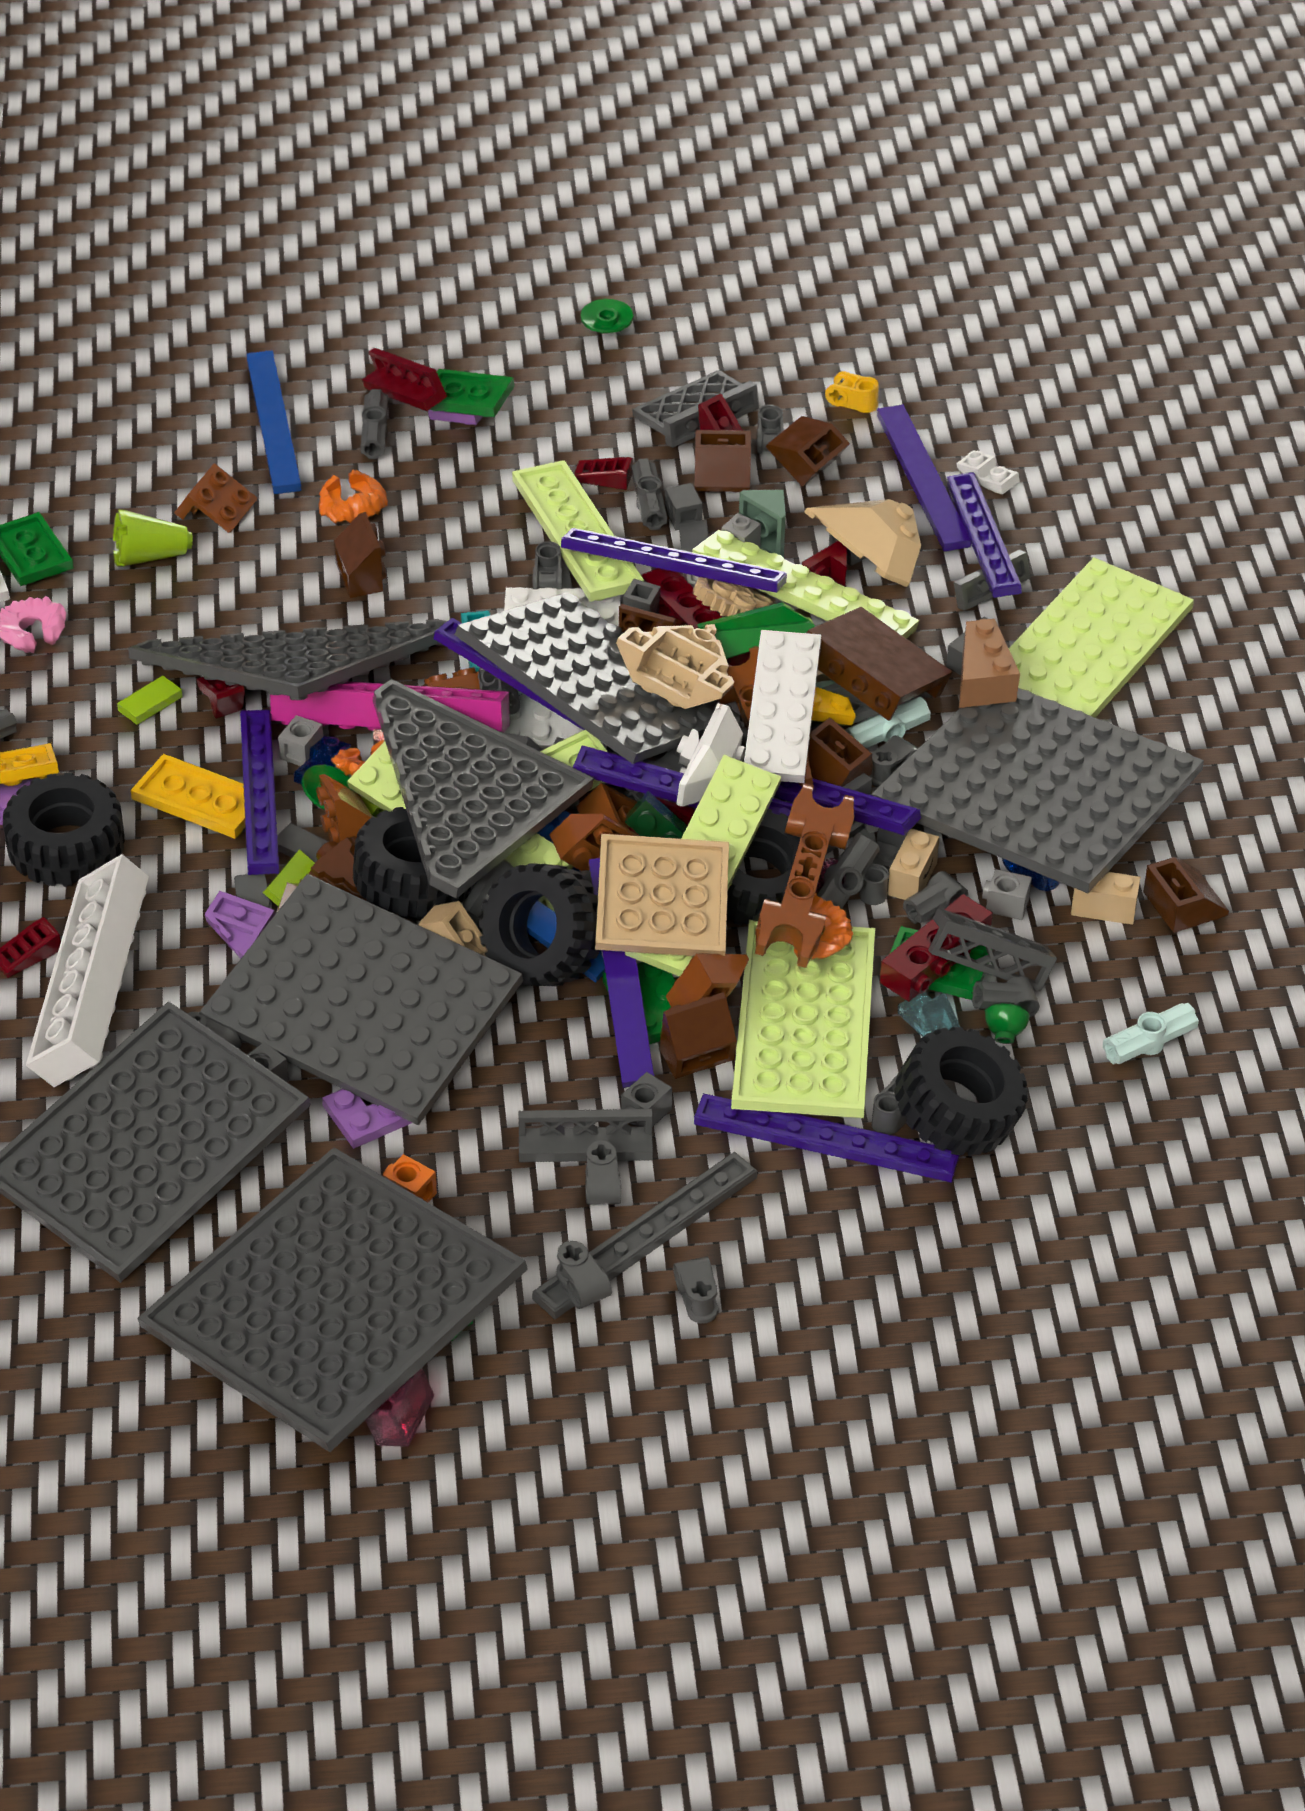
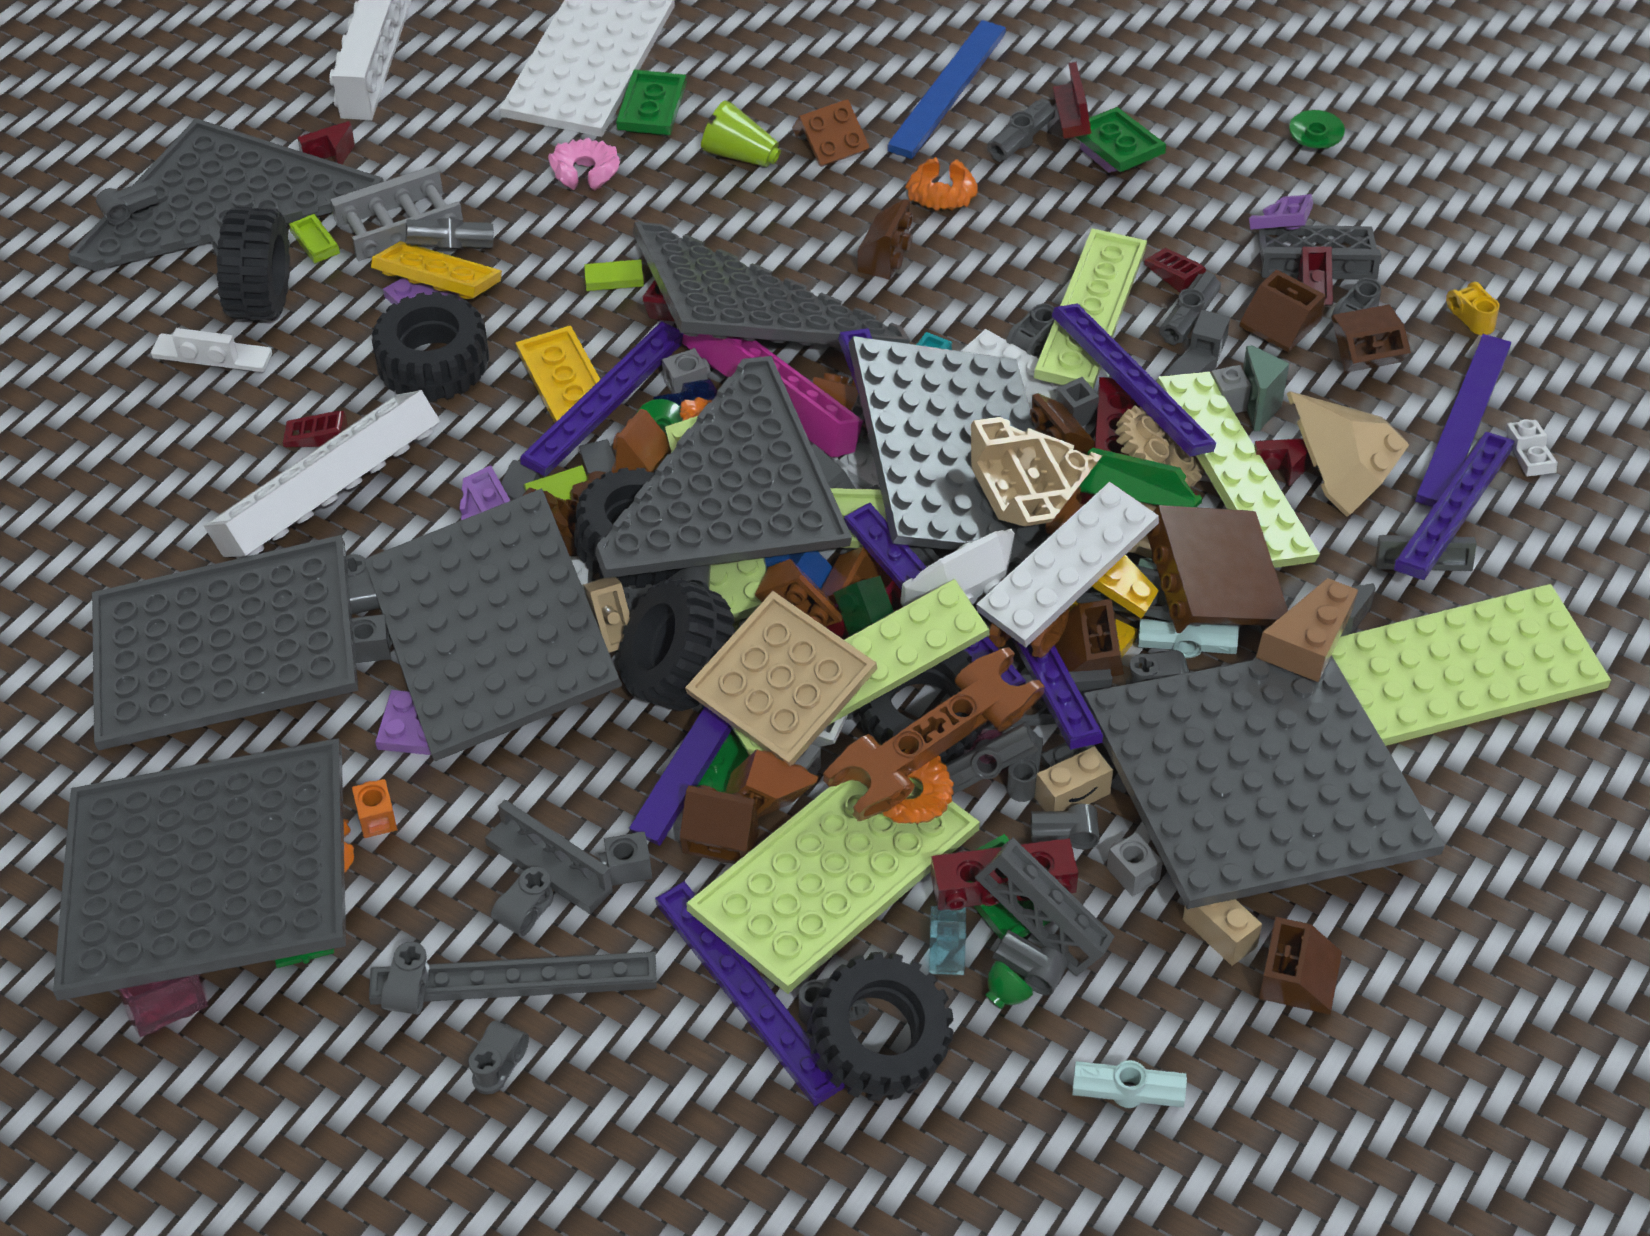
camera: 40 degrees right, 5 degrees up
(648, 388) = (1286, 212): none -> medium lavender wing

